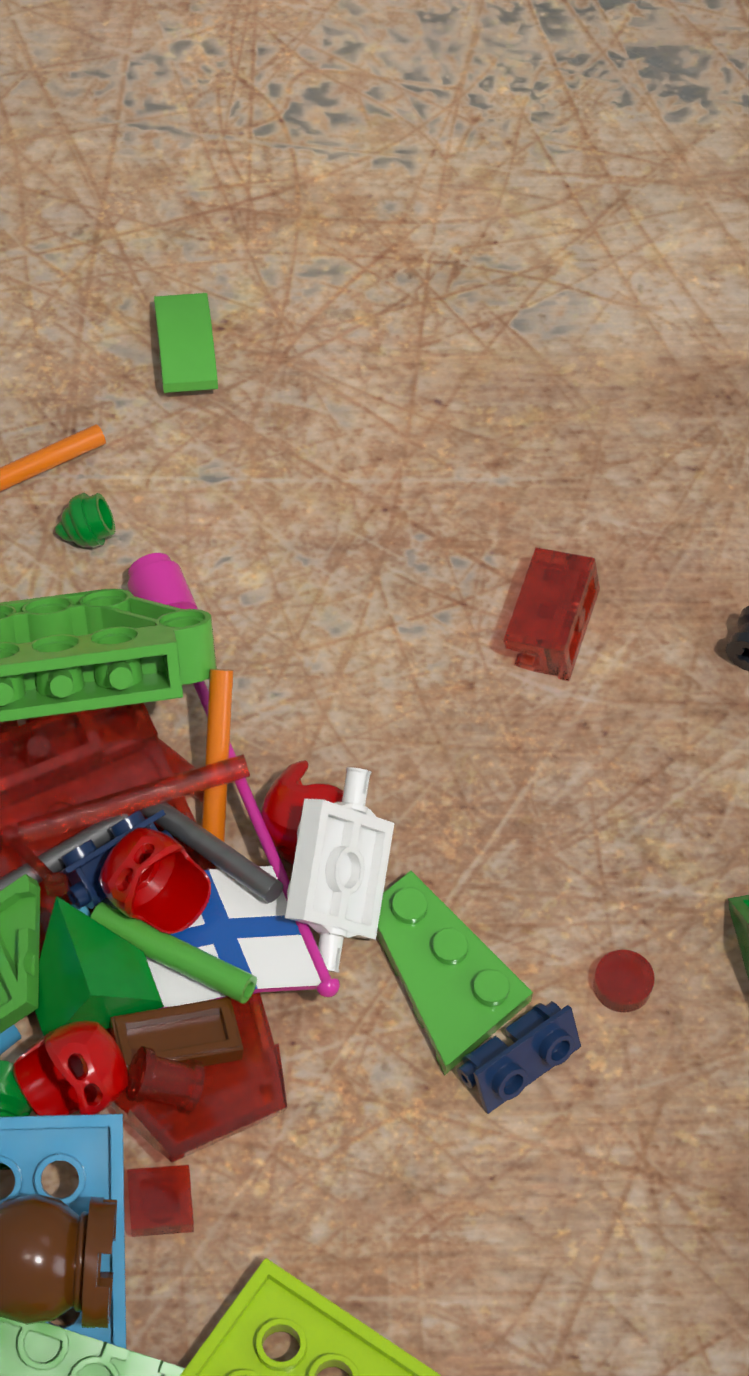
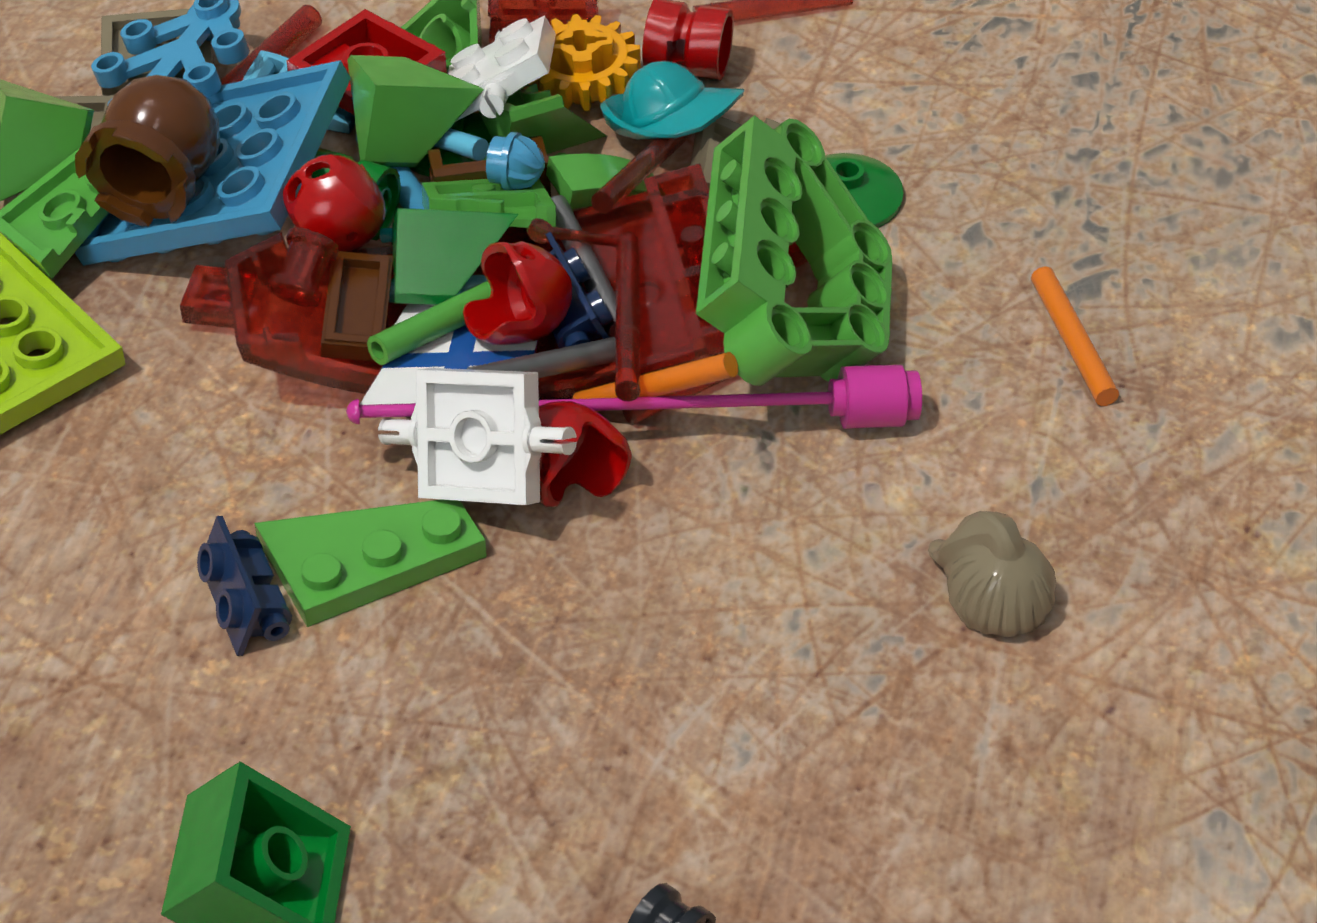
camera: 110 degrees right, 15 degrees down
(86, 521) = (989, 361): green plate -> none
(185, 342) = (1205, 472): bright green slope -> none
(345, 484) = (995, 575): none -> dark tan hair
(553, 612) = (766, 732): clear red hinge -> none
(623, 981) = (290, 702): clear red tile -> none

